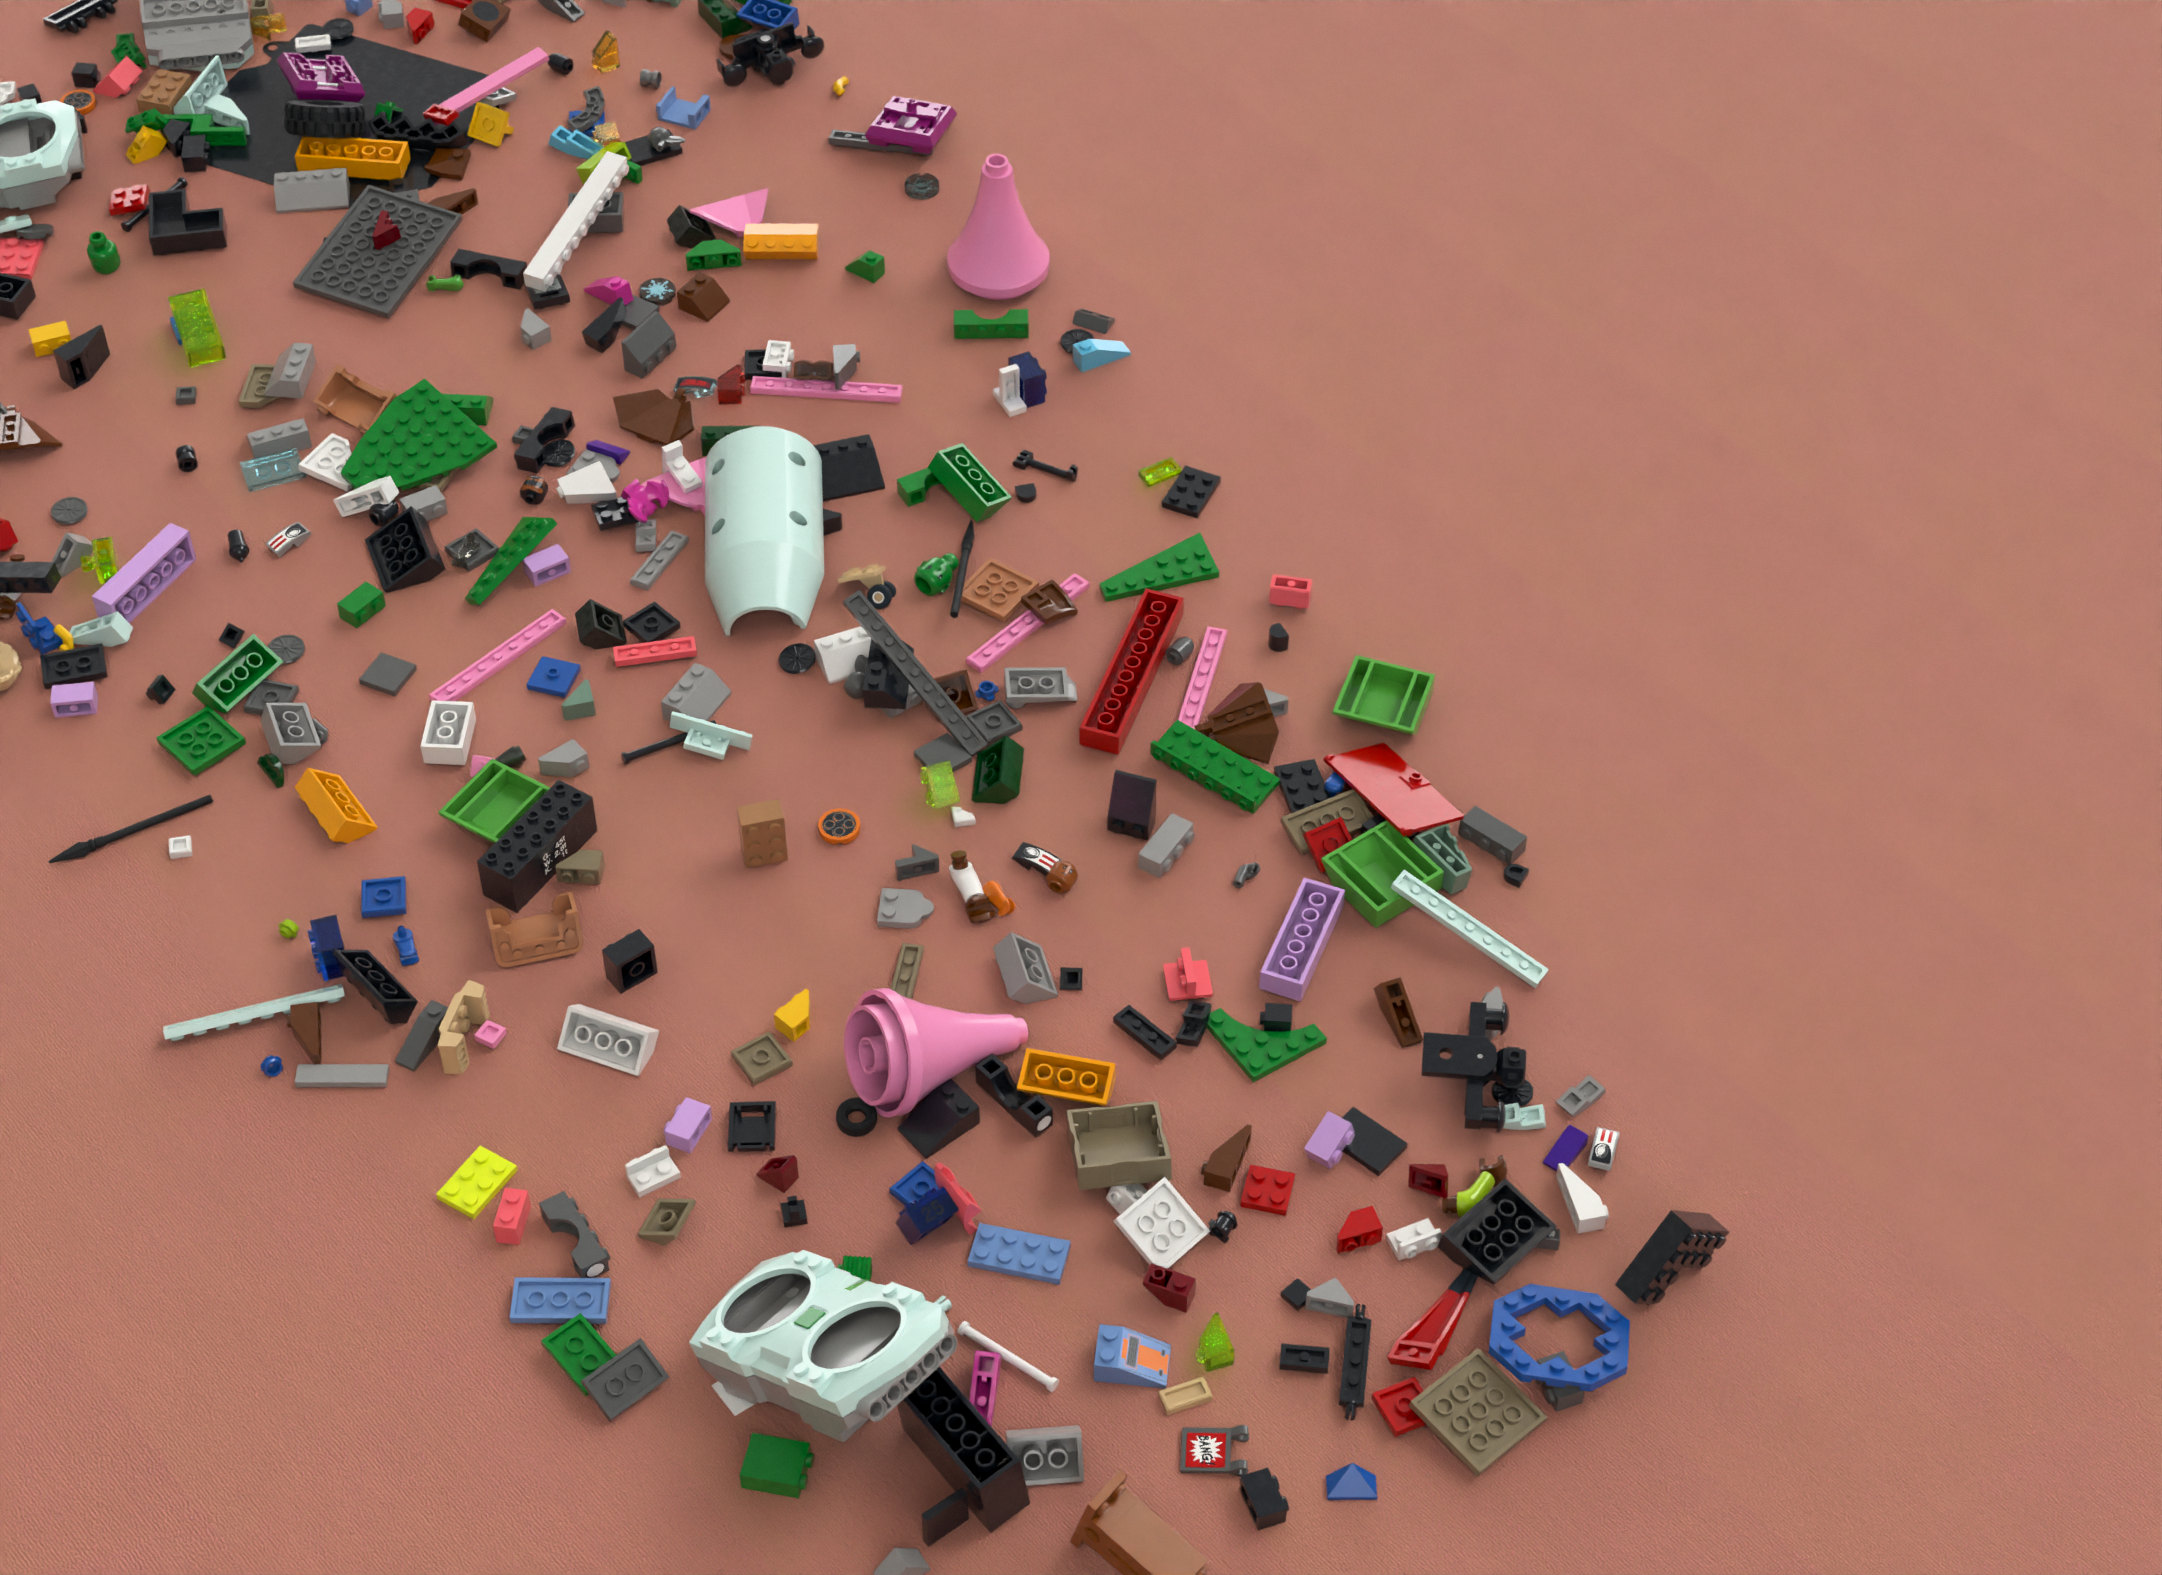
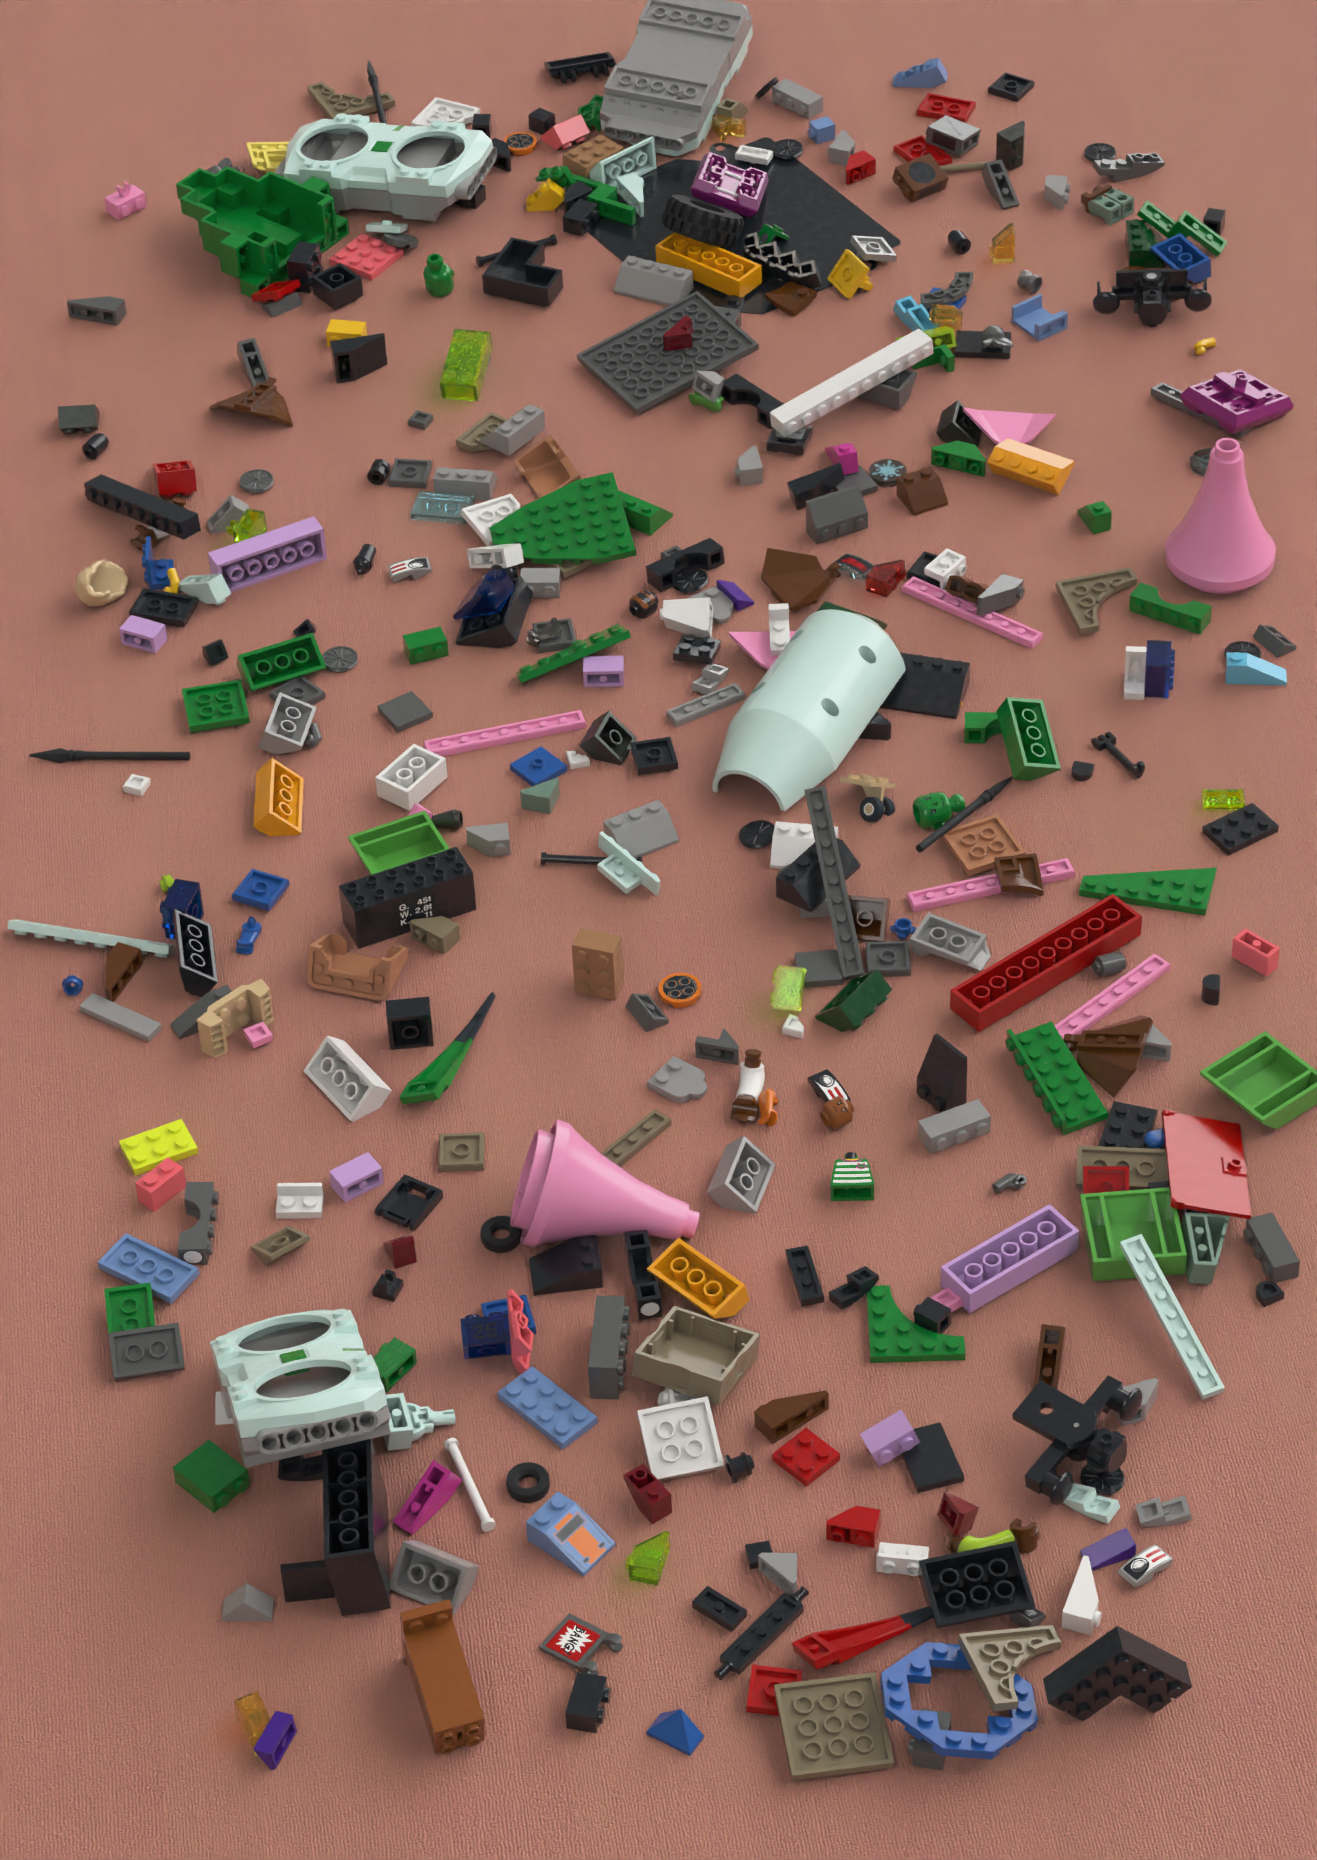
camera: 35 degrees right, 5 degrees down
(129, 199) = (495, 238): red plate -> none
(215, 449) = (410, 473): none -> dark grey tile
(273, 769) = (252, 752): dark green tile -> none
(388, 537) = (486, 595): none -> clear blue slope
(441, 114) = (807, 250): red plate -> none
(444, 267) = (708, 384): none -> light grey slope
(457, 202) = (768, 334): reddish brown slope -> none
(496, 80) = (868, 239): bright pink tile -> none
(582, 656) = (576, 760): none -> white tile
(641, 498) = (724, 643): dark pink animal -> none
(654, 651) = (638, 779): coral plate -> none
(688, 998) = (440, 1073): none -> green plate
(794, 1017) = (515, 1128): yellow slope -> none
(824, 859) = (646, 1012): none -> dark grey slope
(912, 337) = (1087, 593): none -> dark tan plate
(1038, 1174) = (608, 1347): none -> dark grey brick
(1056, 1342) = (528, 1495): none -> black tyre
(1071, 978) = (778, 1203): black slope -> none
(1119, 929) = (852, 1179): none -> green torso
(1185, 1396) = (593, 1589): tan tile -> none
(1187, 978) = (881, 1247): coral bracket -> none
(1277, 996) = (949, 1299): none -> bright pink plate
(1562, 1284) = (999, 1655): none -> dark tan plate

